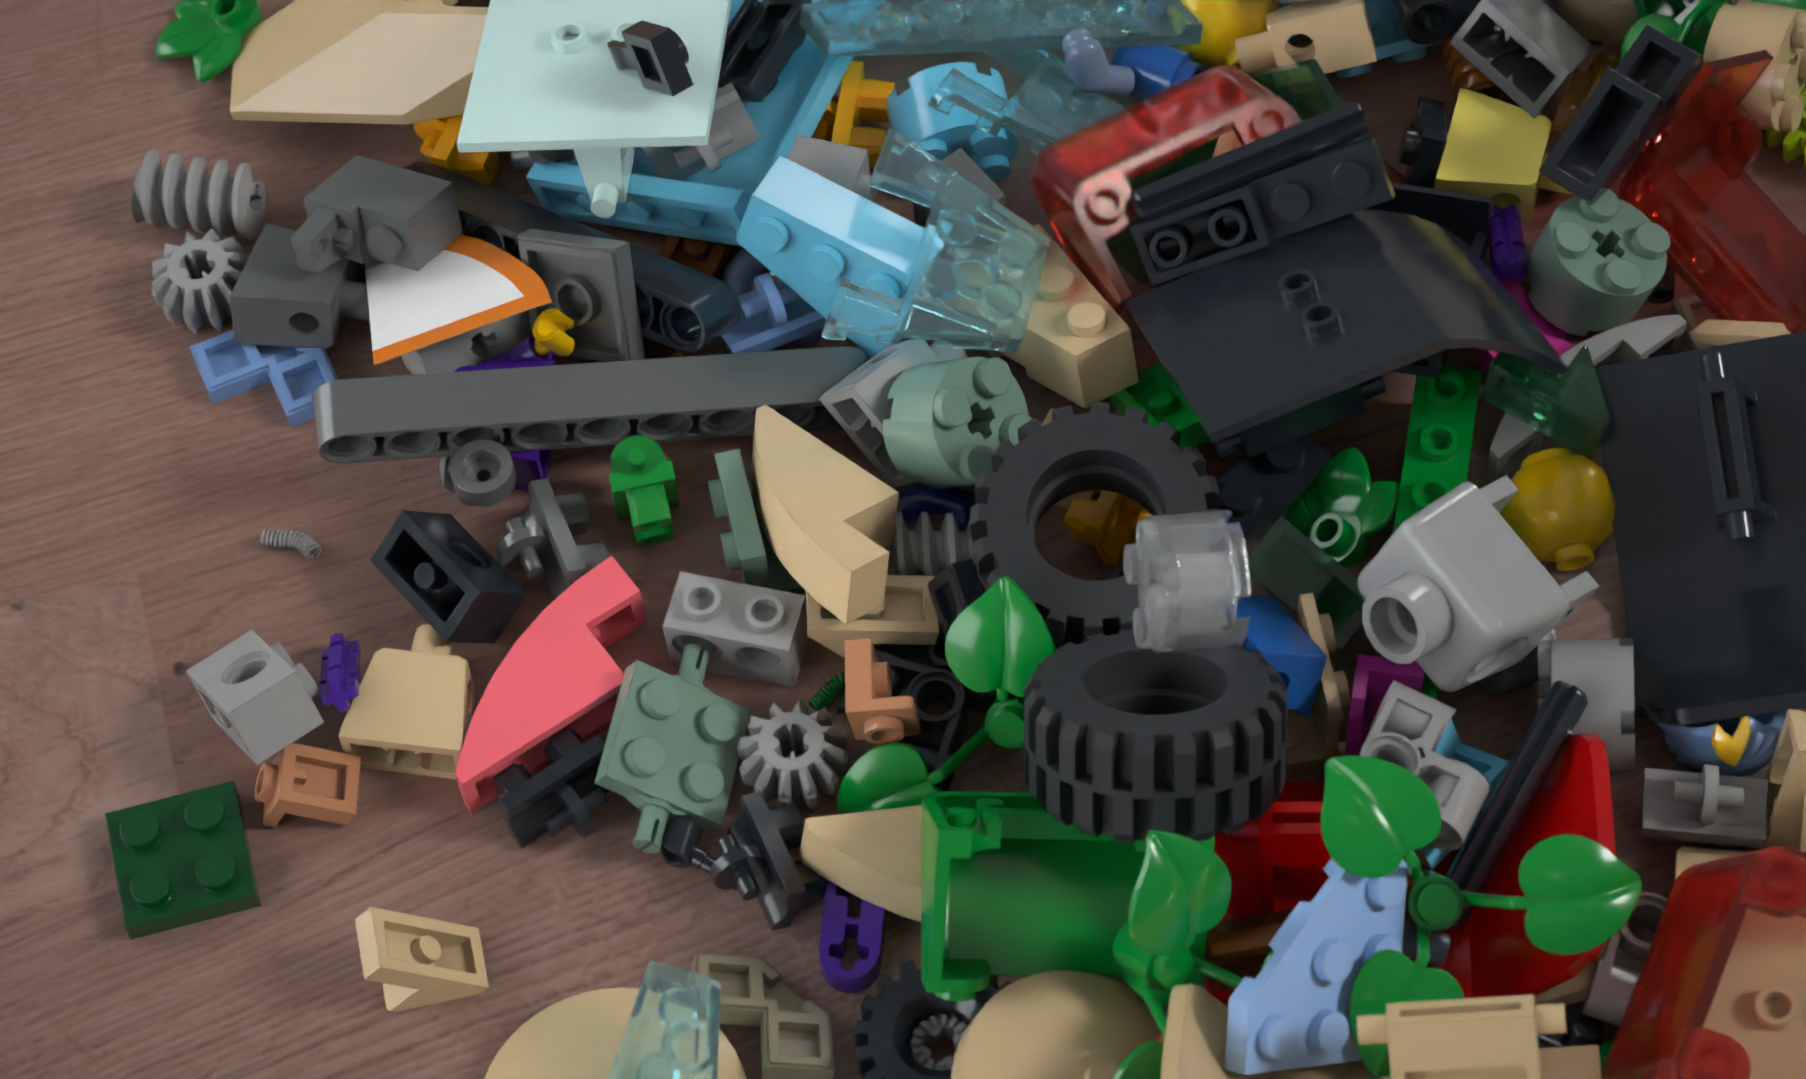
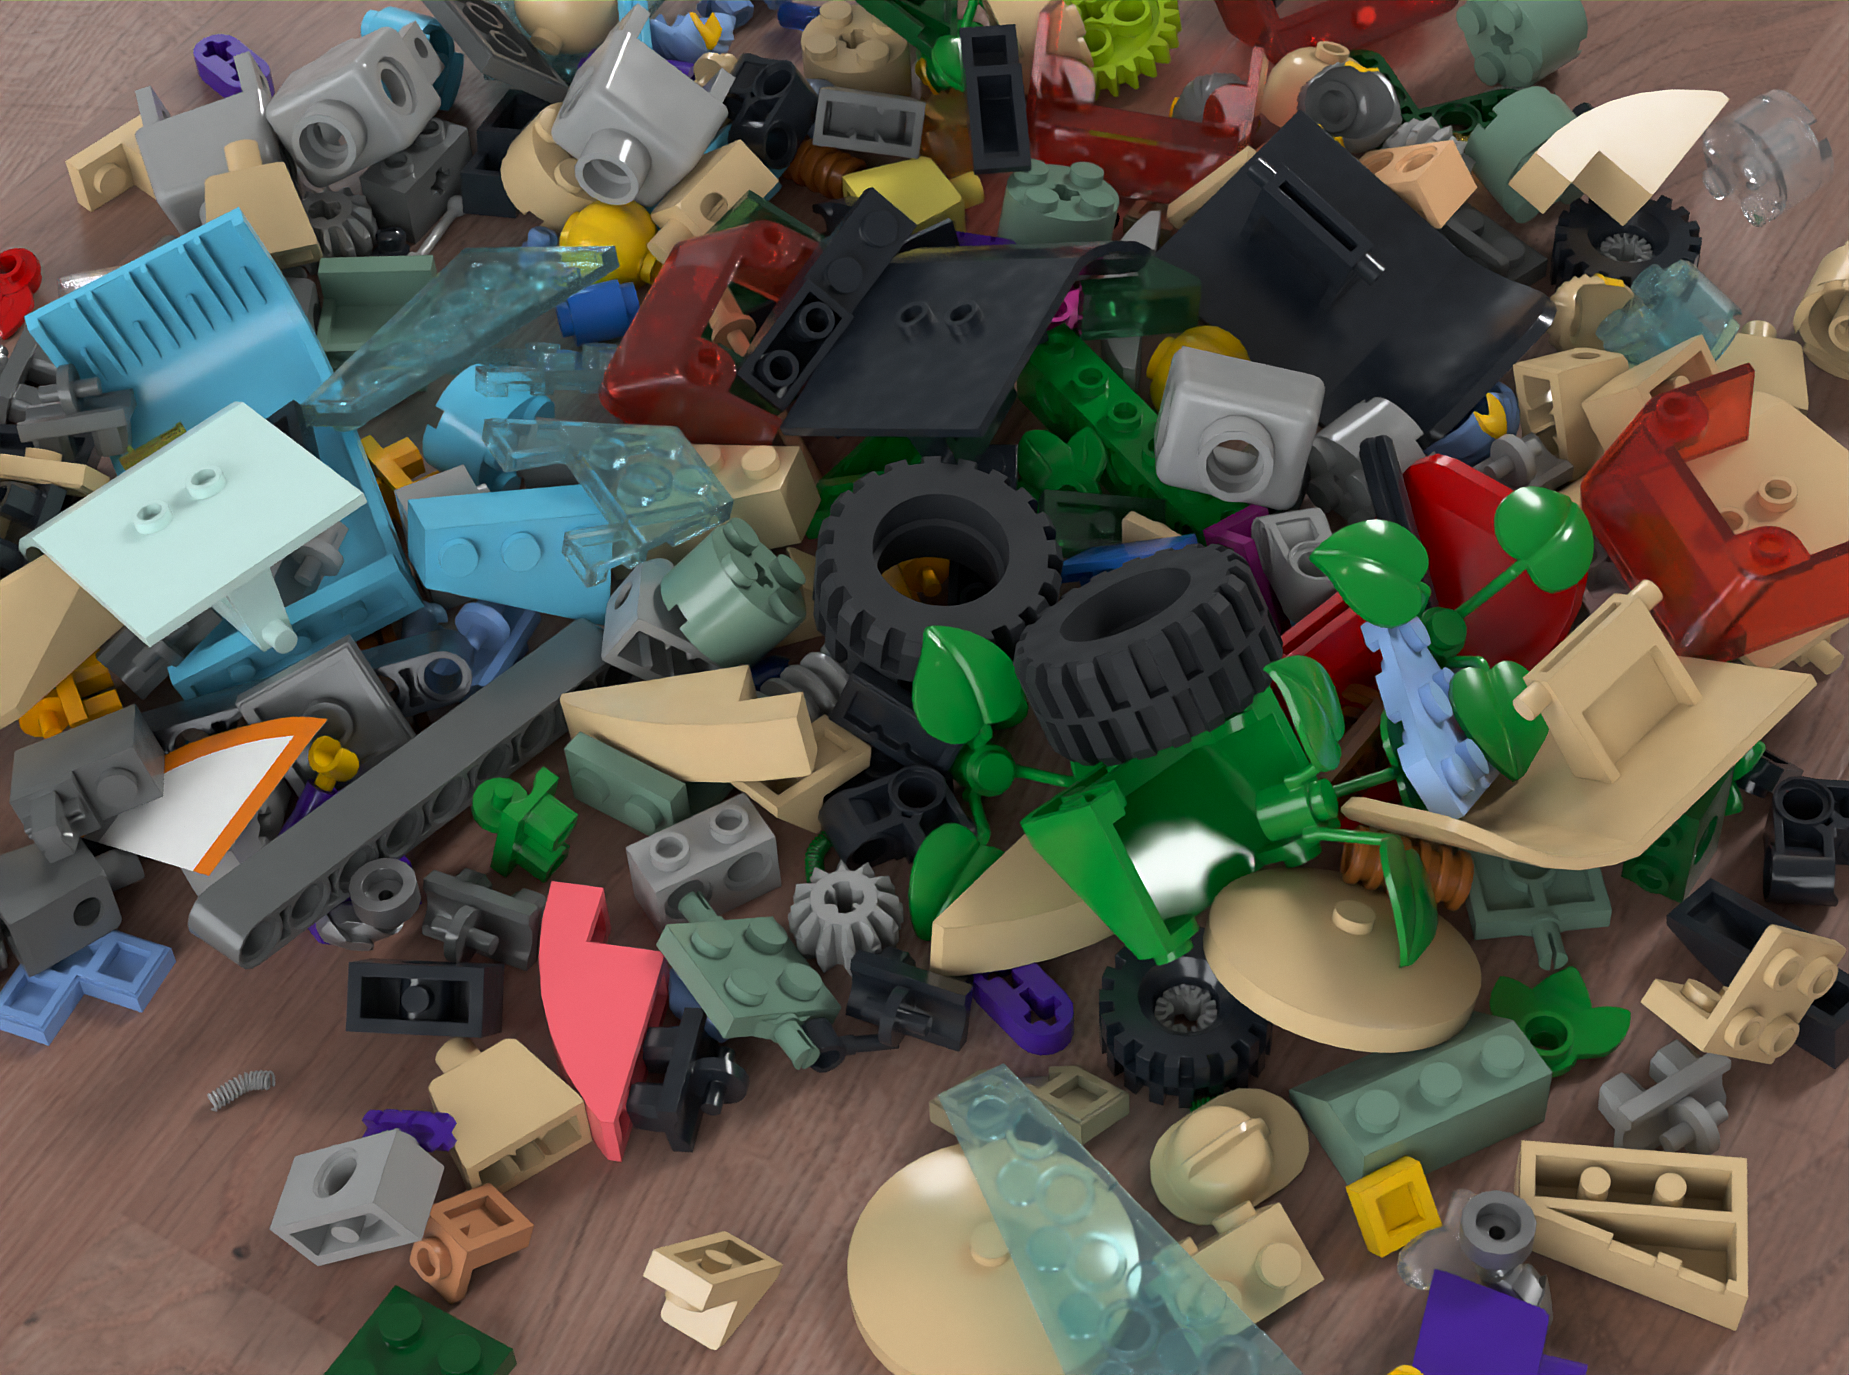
camera: 45 degrees left, 10 degrees down
(656, 56) = (259, 461): black plate -> none
(869, 698) = (876, 818): nougat bracket -> none
(1091, 68) = (560, 320): sand blue arm -> none
(1188, 581) = (1076, 524): clear brick -> none
(1249, 162) = (785, 271): black axle -> none

